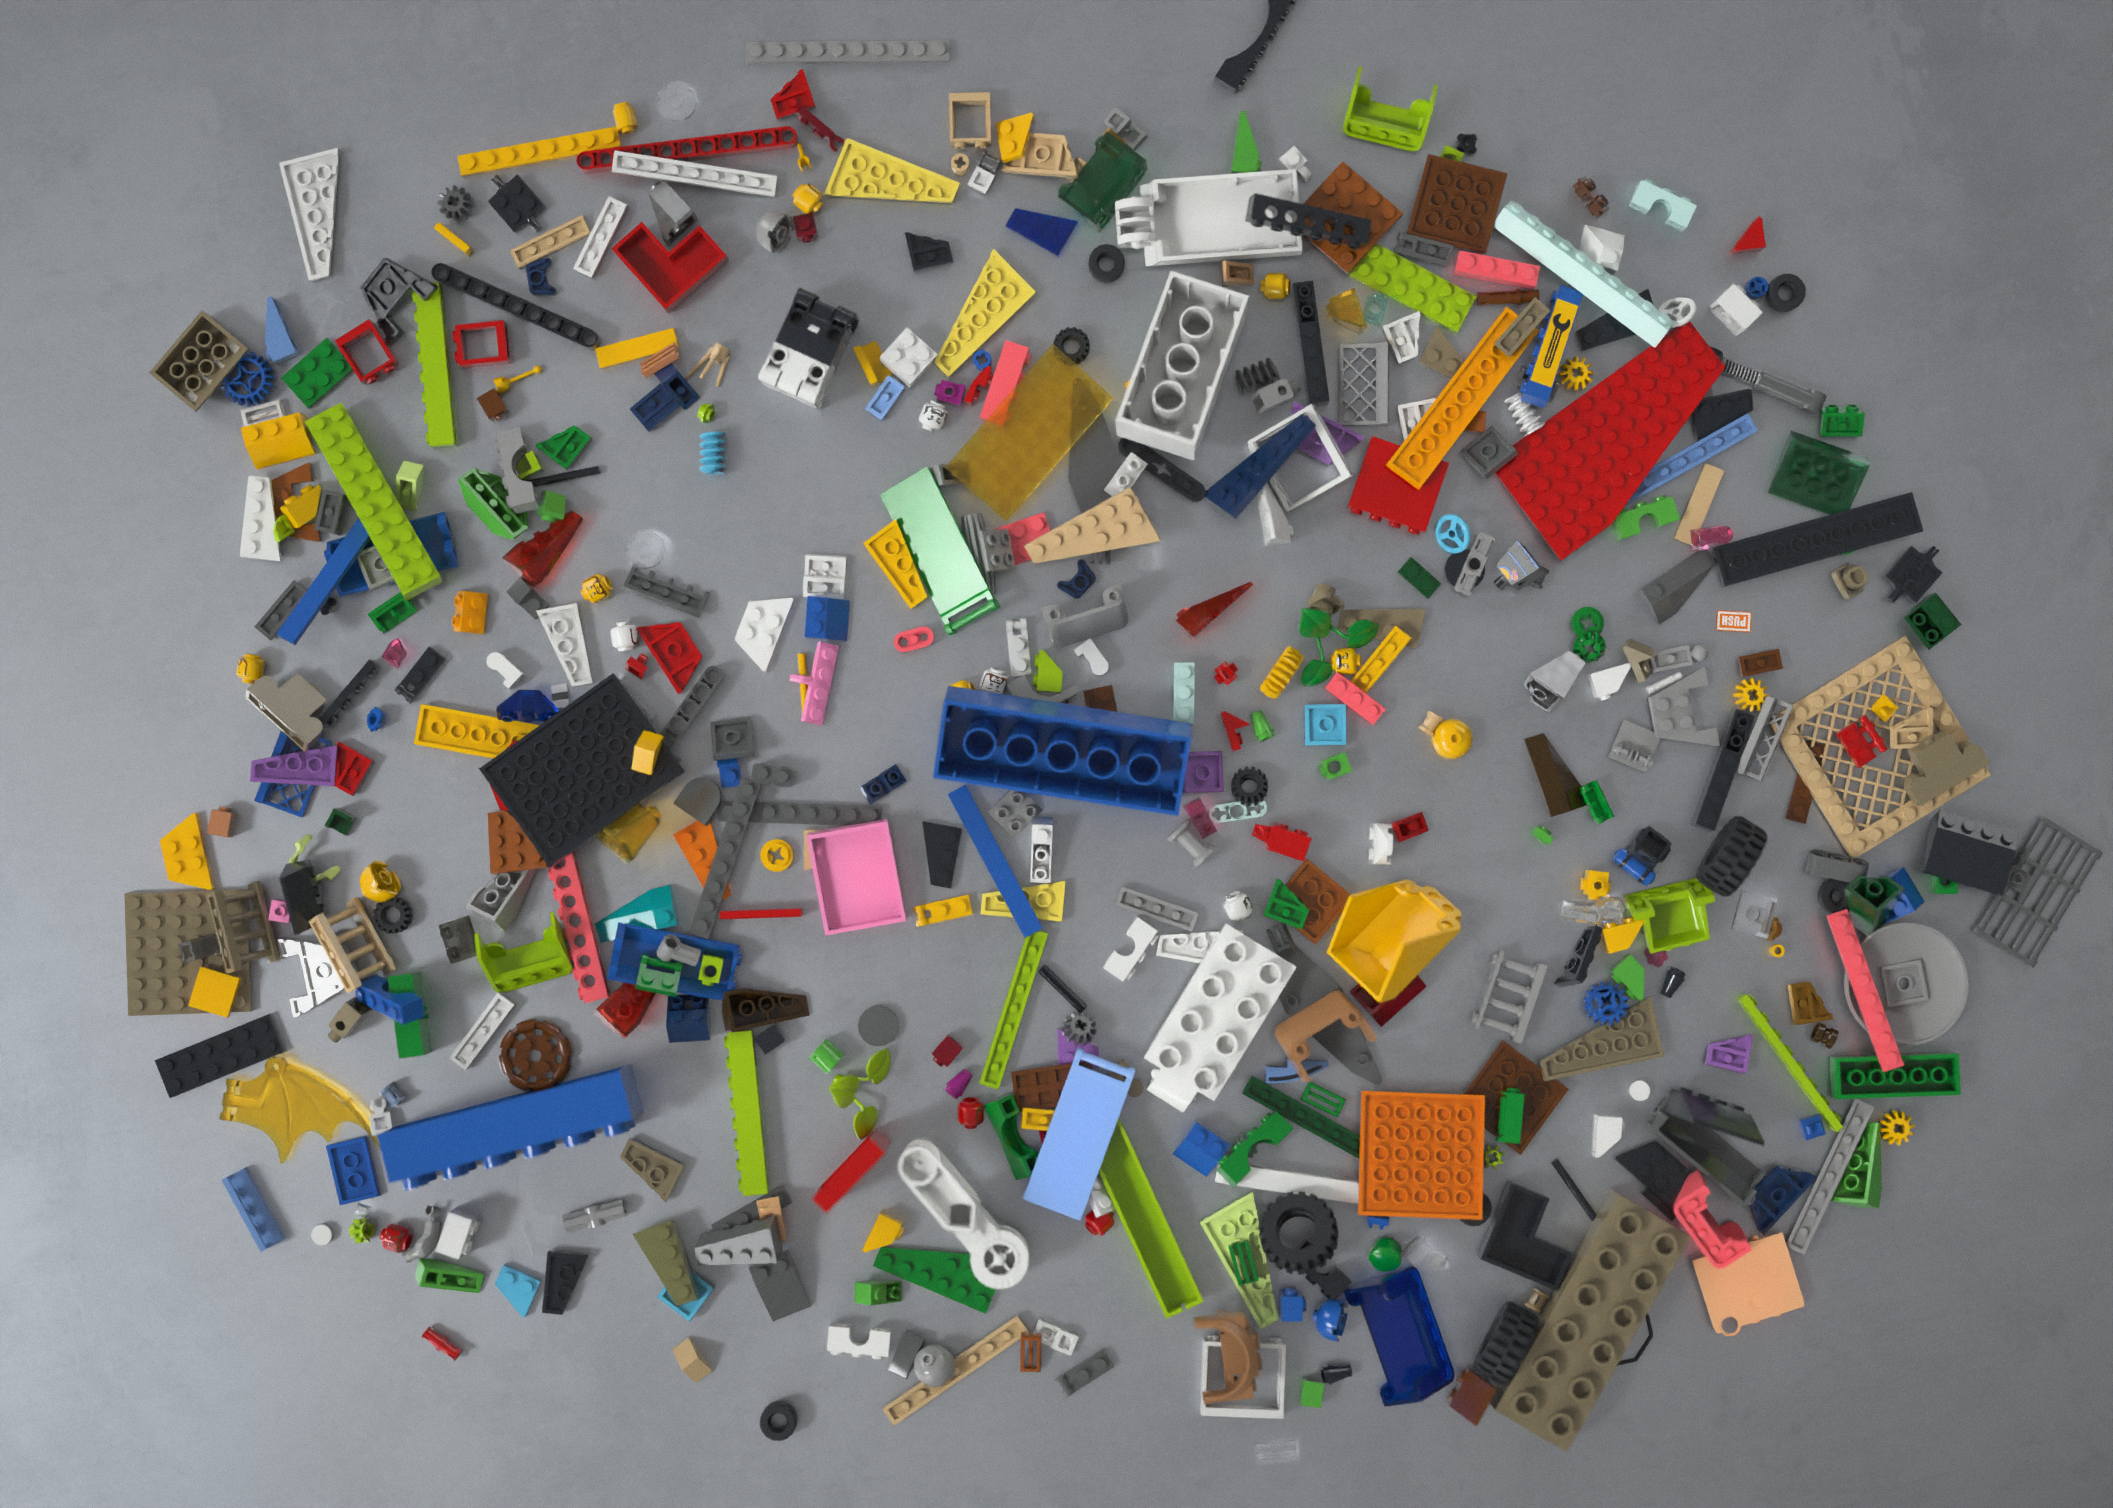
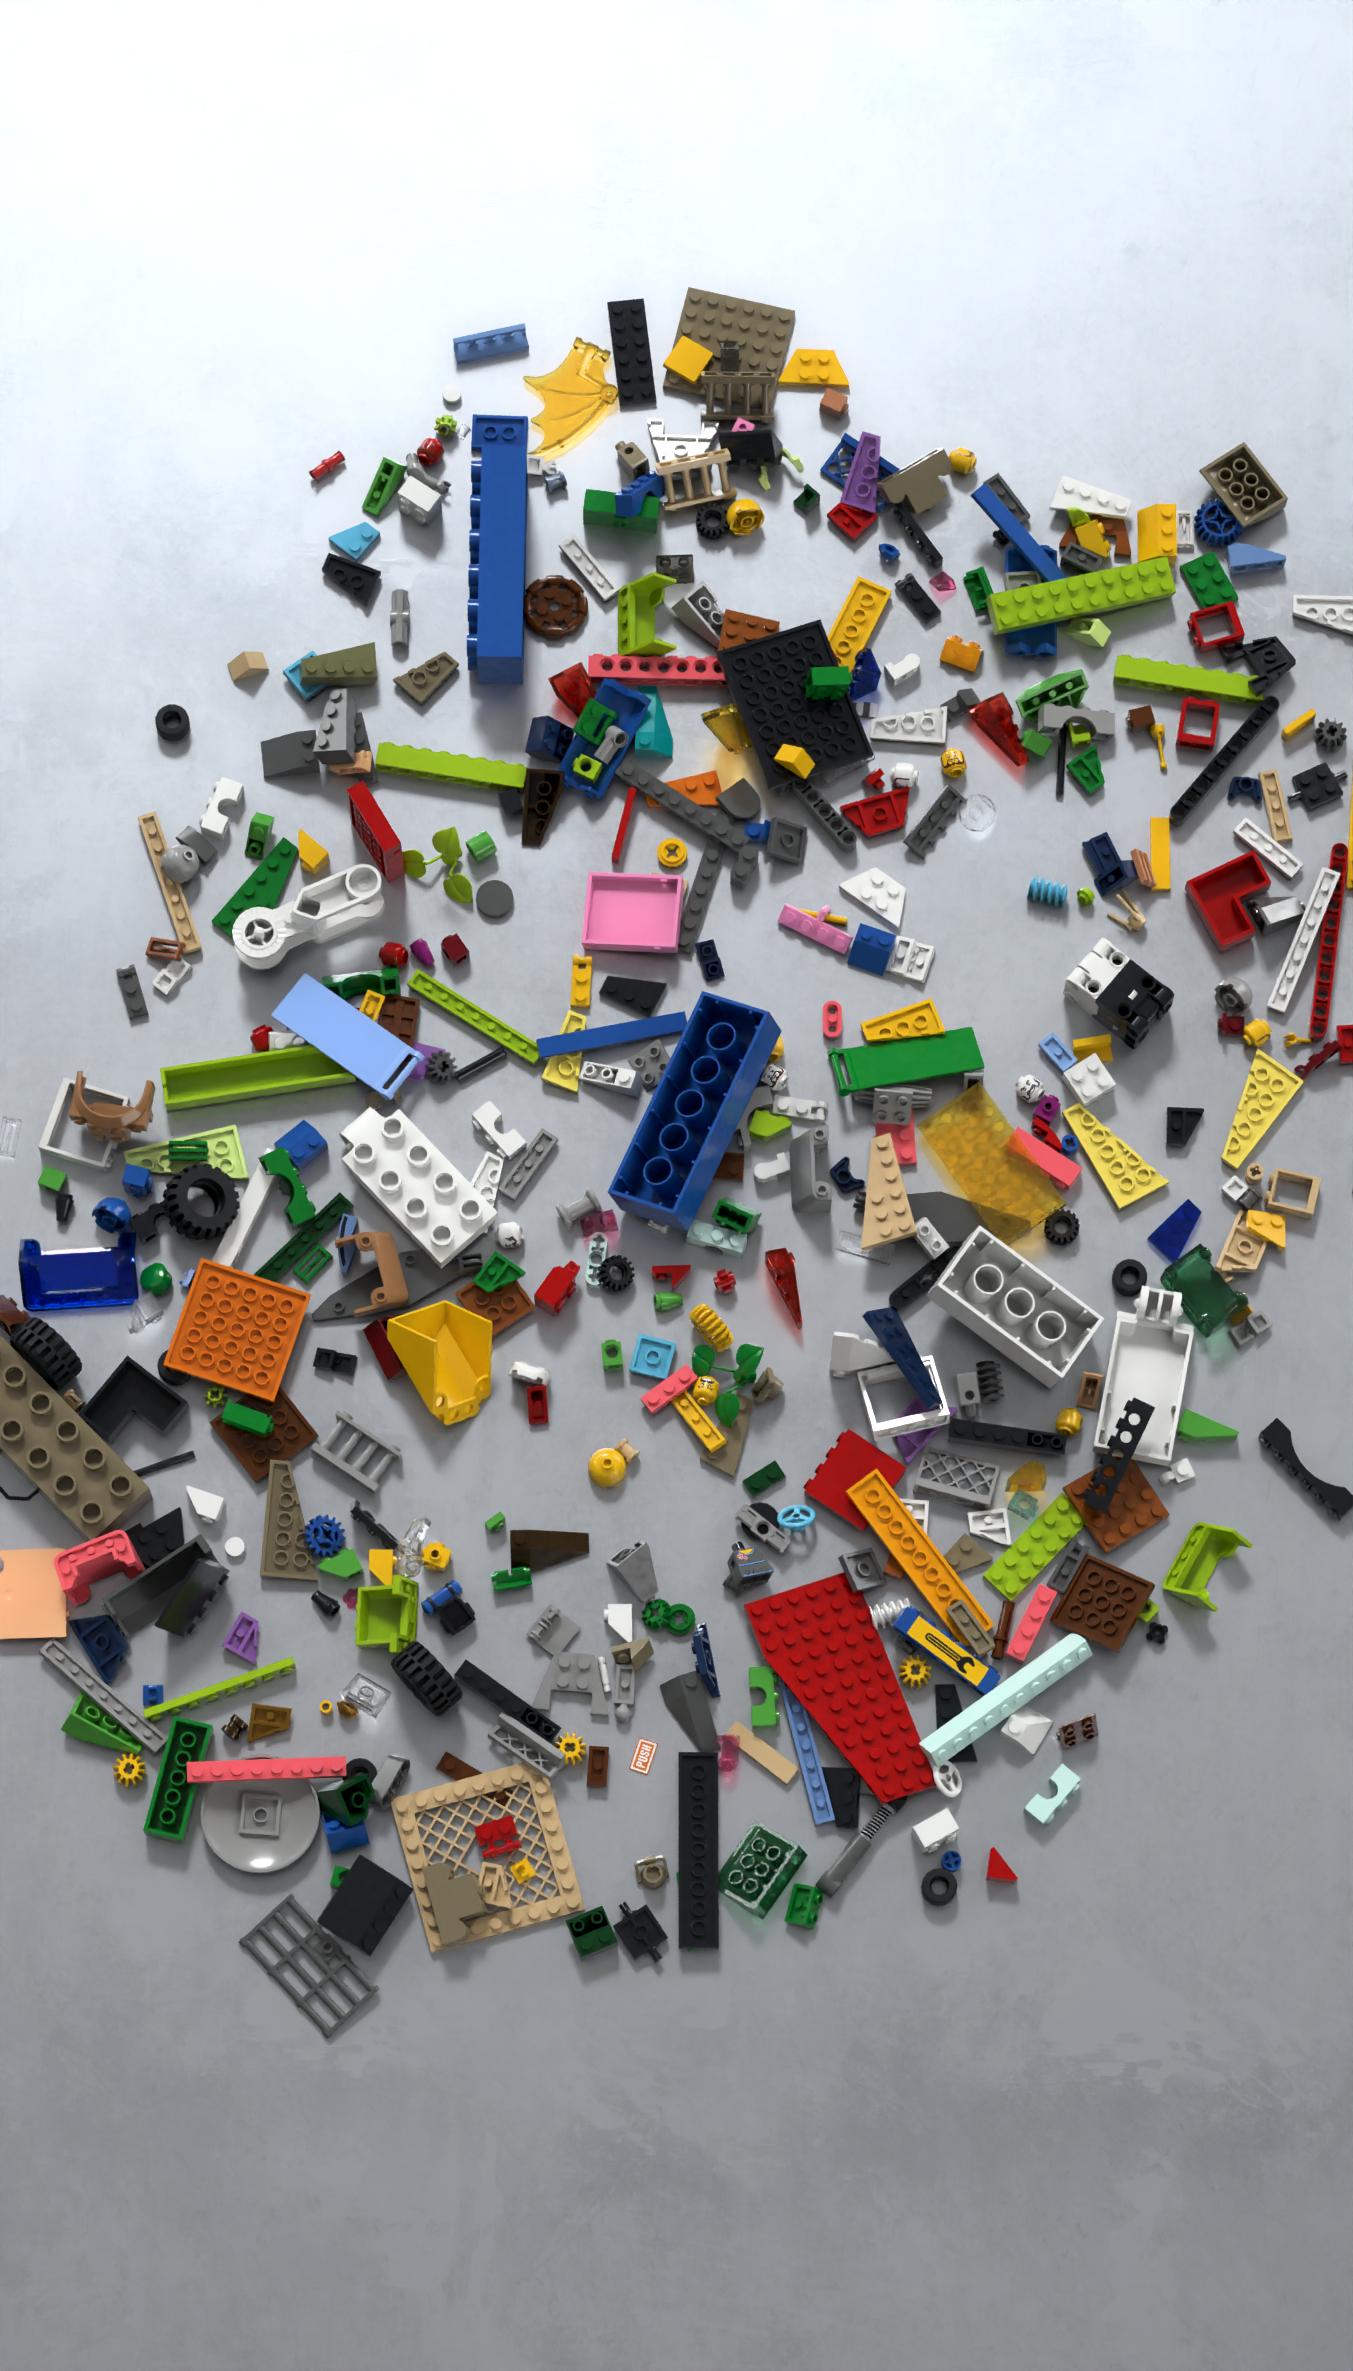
camera: 100 degrees right, 15 degrees down
(551, 739) = (828, 682): none -> green brick
(1156, 679) = (736, 1215): none -> green brick
(1204, 772) = (640, 1237): medium lavender tile -> none
(1419, 1046) = (334, 1361): none -> black slope
(1620, 588) = (705, 1662): none -> dark blue wing

